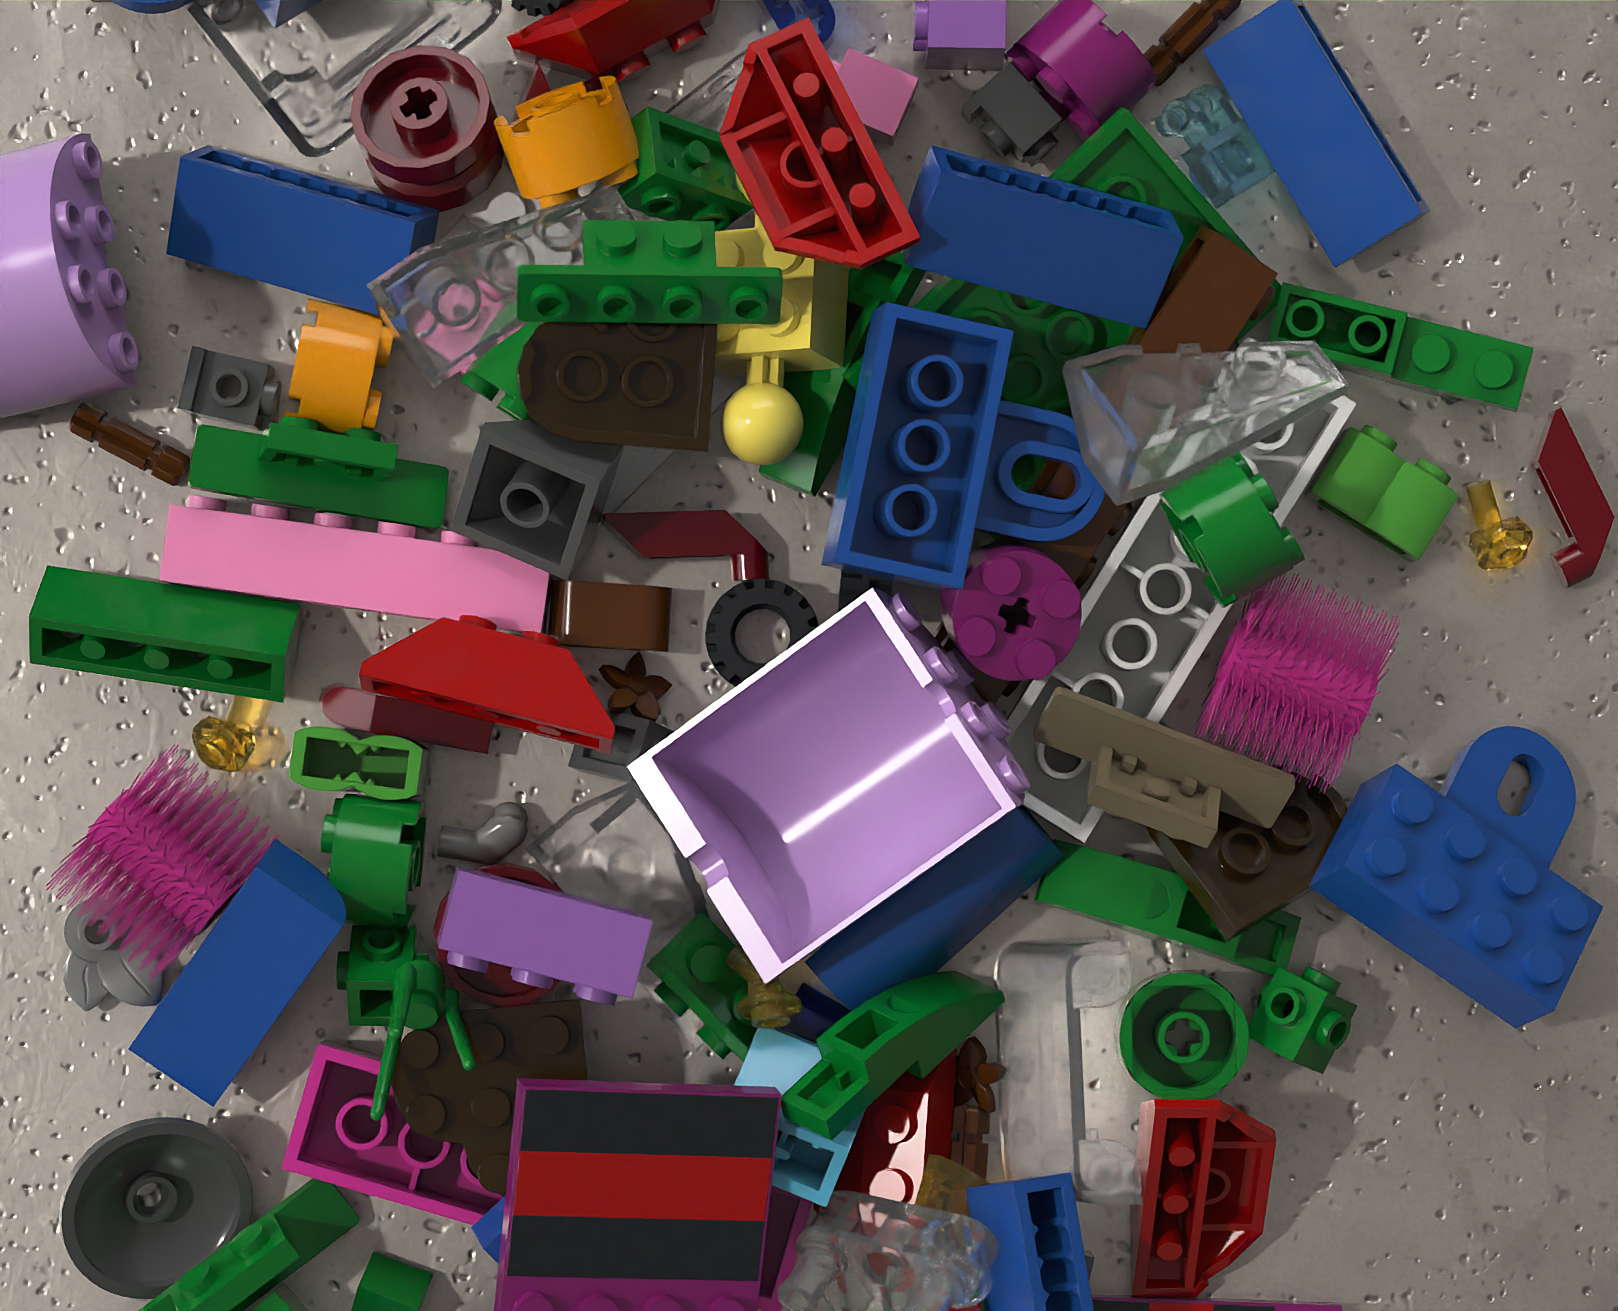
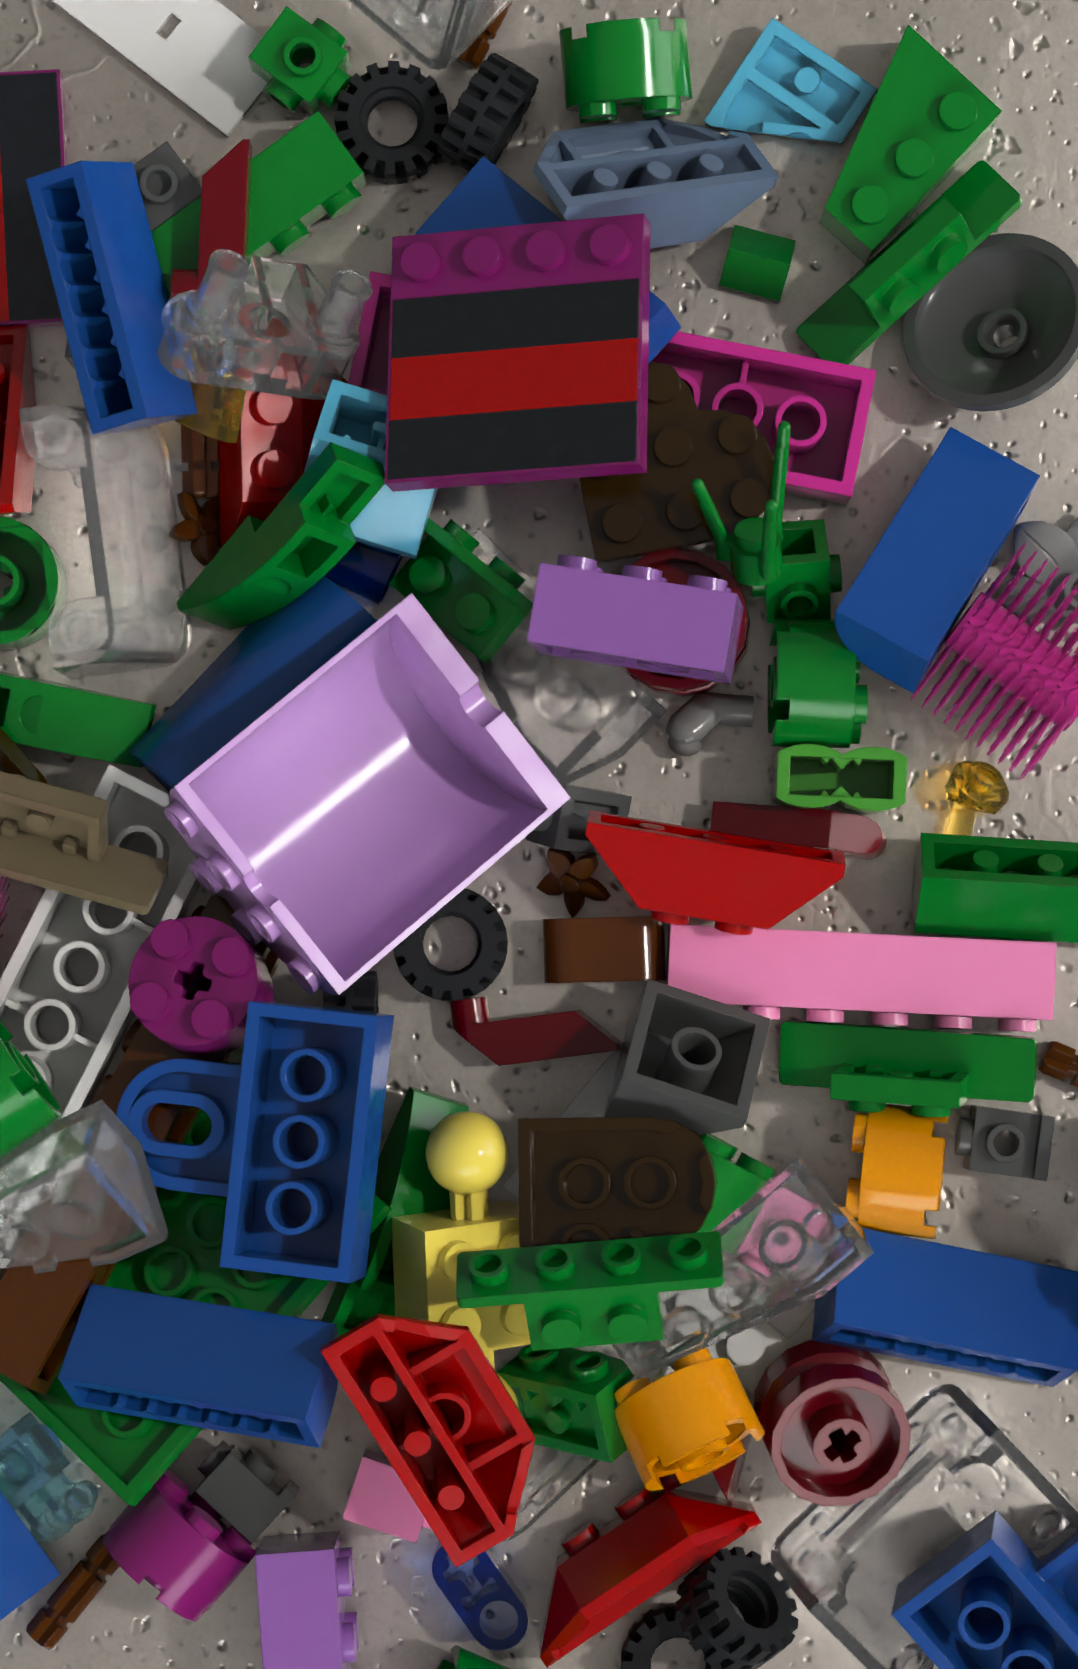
camera: 170 degrees right, 0 degrees up
(765, 1004) = (412, 574): clear yellow plate -> none

